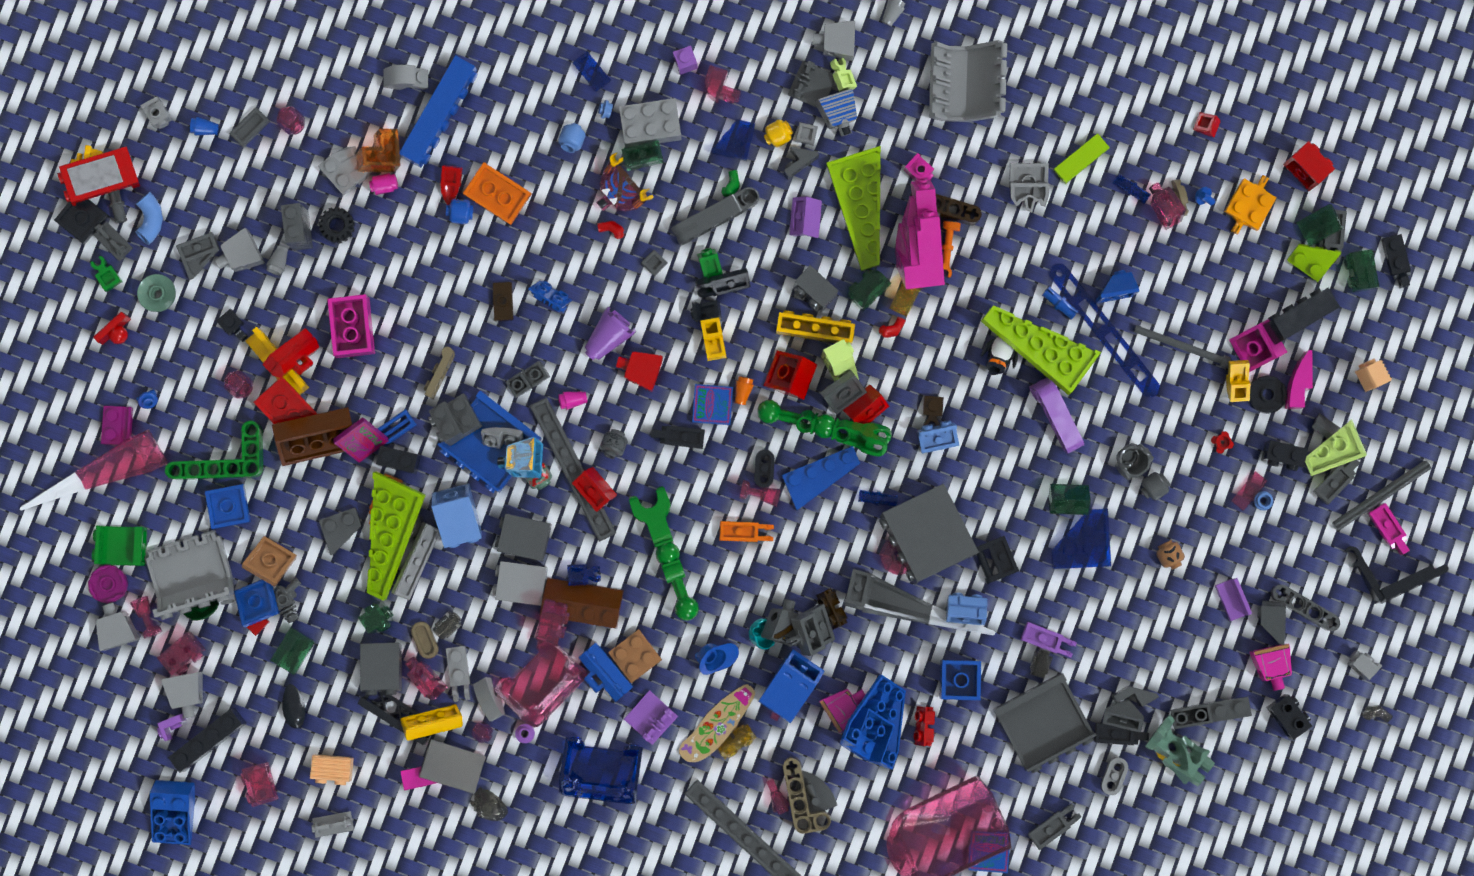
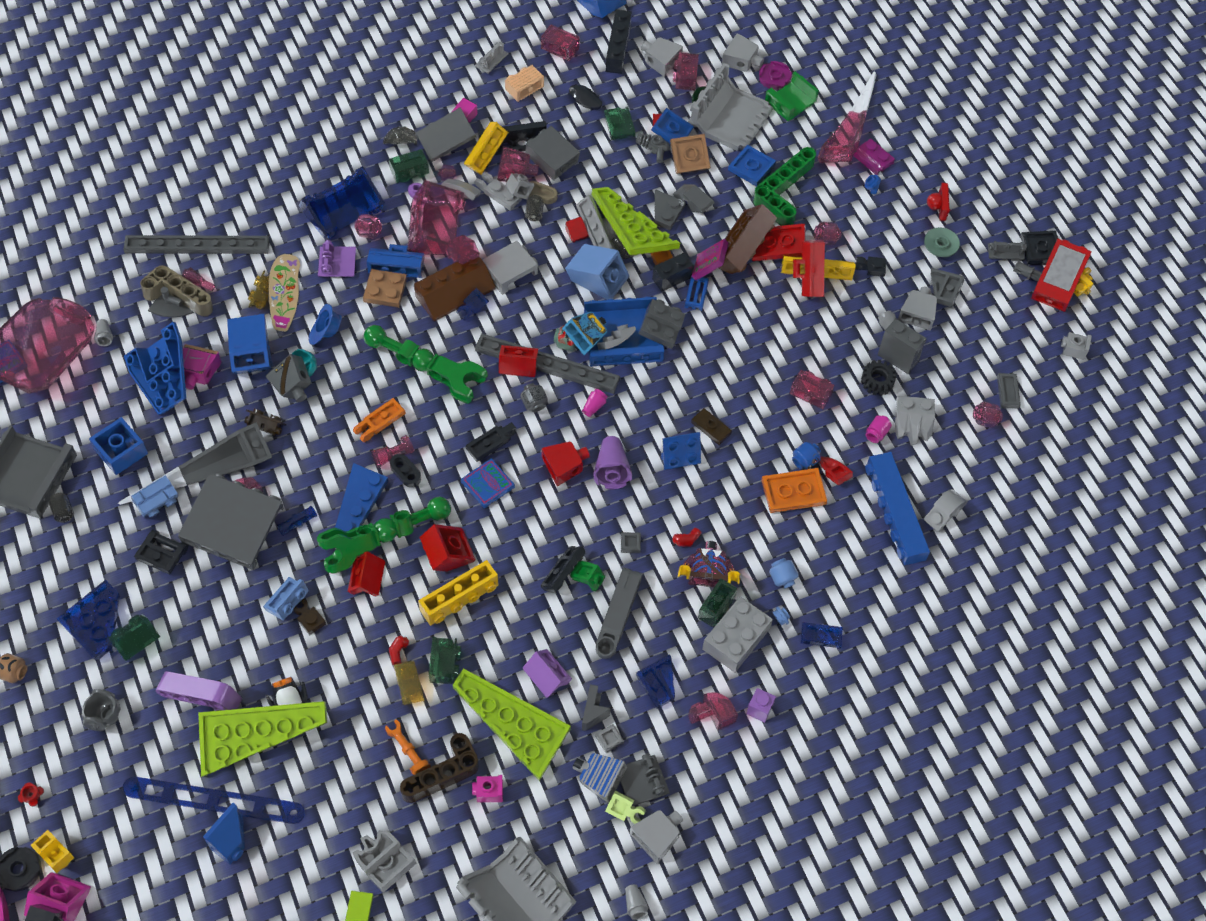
camera: 135 degrees right, 25 degrees down
(107, 276) = (984, 228): green plate -> none
(142, 609) = (737, 75): clear pink piece -> none
(152, 218) = (999, 282): medium blue cylinder -> none
(172, 723) = (650, 31): medium lavender bracket -> none
(203, 127) = (1039, 361): blue cone -> none
(309, 517) = (695, 197): none -> dark grey slope
(351, 326) = (795, 321): dark pink brick -> none
(376, 618) = (584, 172): clear green brick -> none
(384, 154) = (898, 441): clear orange brick -> none
(397, 260) = (812, 389): none -> clear pink brick
(432, 573) = (576, 229): none -> red slope
(439, 371) = (704, 345): dark tan plate -> none
(440, 656) = (521, 183): none -> light grey brick
(510, 763) = (409, 166): none -> clear green brick
(523, 537) = (537, 294): dark grey brick -> none
(527, 379) = (639, 392): dark grey slope -> none
(597, 728) = (368, 226): none -> clear pink head
(705, 311) = (556, 537): black bracket -> none
(713, 339) = (532, 523): yellow brick -> none
(733, 186) = (627, 647): green arm -> none
(743, 389) = (474, 510): orange cone -> none
(778, 133) = (631, 715): yellow head -> none
(812, 630) = (265, 389): dark grey plate -> none
(815, 289) = (485, 619): dark grey brick -> none
(839, 359) = (416, 579): yellowish green wedge -> none
(843, 392) = (392, 563): dark grey plate -> none
(890, 809) = (103, 334): none -> light grey cone
(919, 239) = (441, 720): dark pink panel -> none
(923, 735) = (127, 404): red hinge -> none
(1046, 639) = (68, 529): medium lavender hinge -> none
(1060, 303) = (271, 785): blue pin -> none
(1155, 486) = (65, 707): dark grey head -> none
(1223, 360) = (80, 862): dark grey bar -> none

